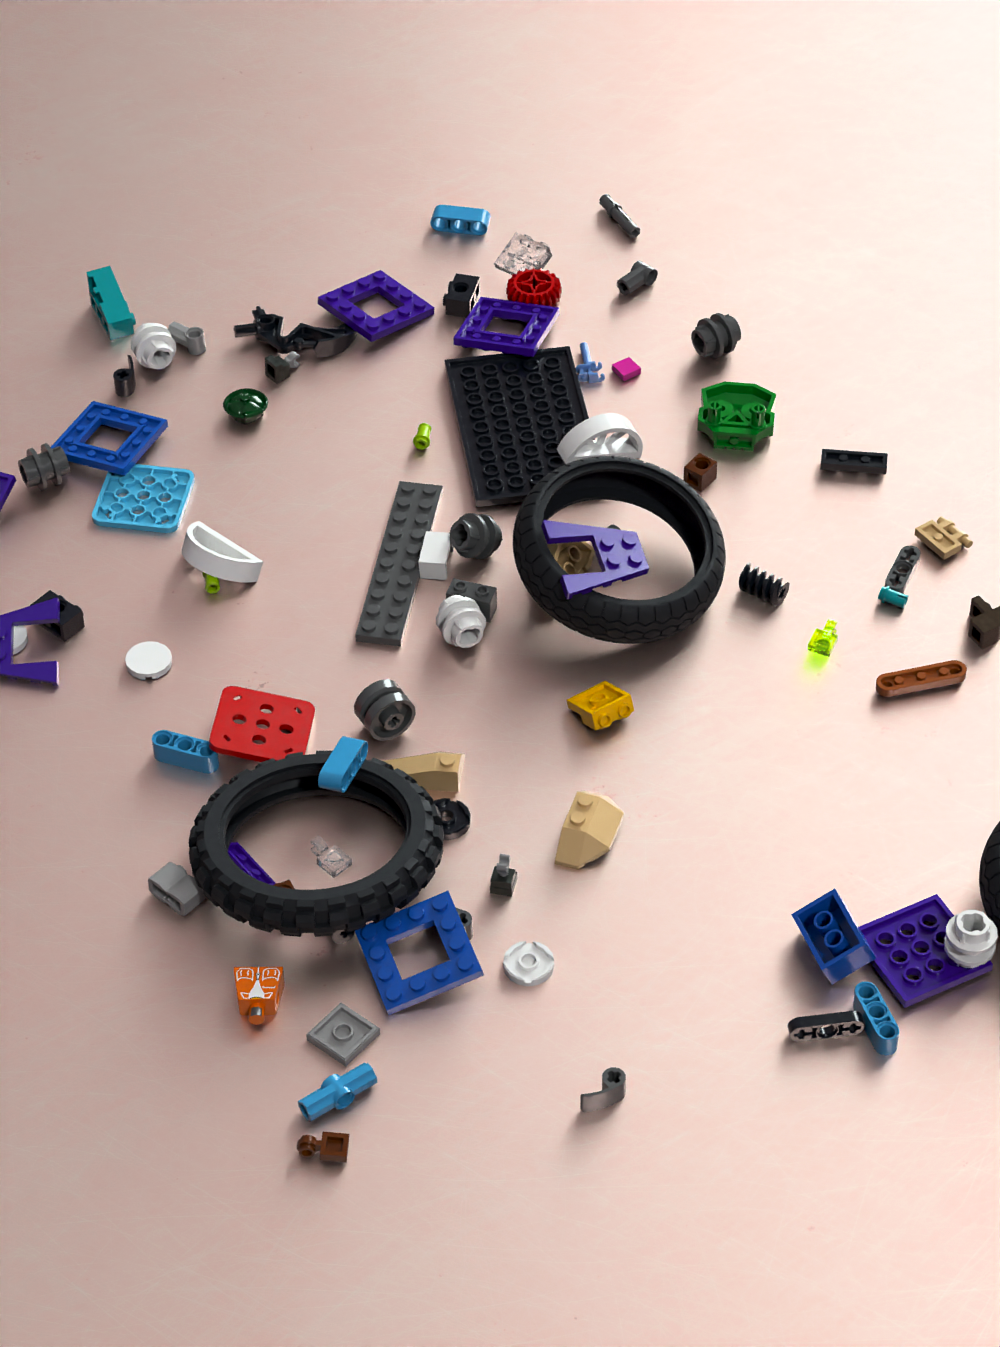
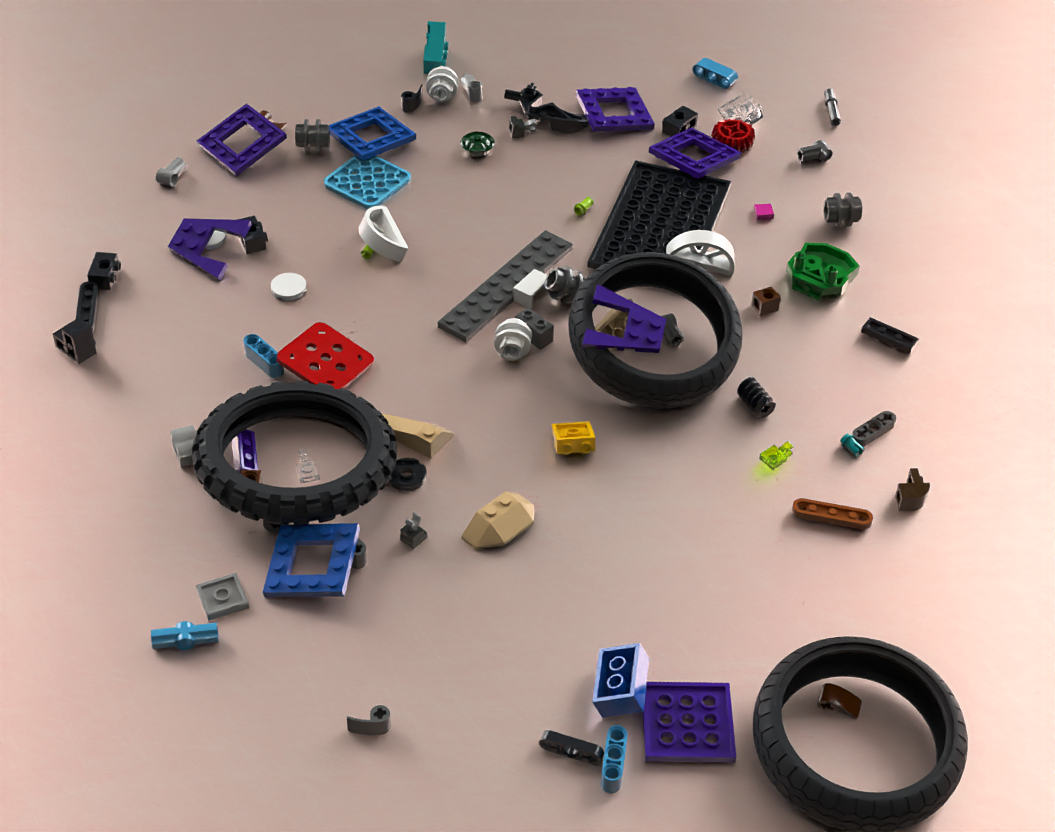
camera: 25 degrees right, 0 degrees up
(259, 991) = (185, 540): orange torso -> none
(331, 1147) = (150, 674): reddish brown plate -> none
(343, 764) = (345, 403): dark azure beam -> none
(384, 710) = (413, 379): dark grey wheel -> none
(528, 963) = (388, 602): white tile -> none
(585, 369) = (737, 200): medium blue piece -> none
(938, 538) = (918, 418): tan plate -> none
(970, 938) = (723, 728): white piece -> none

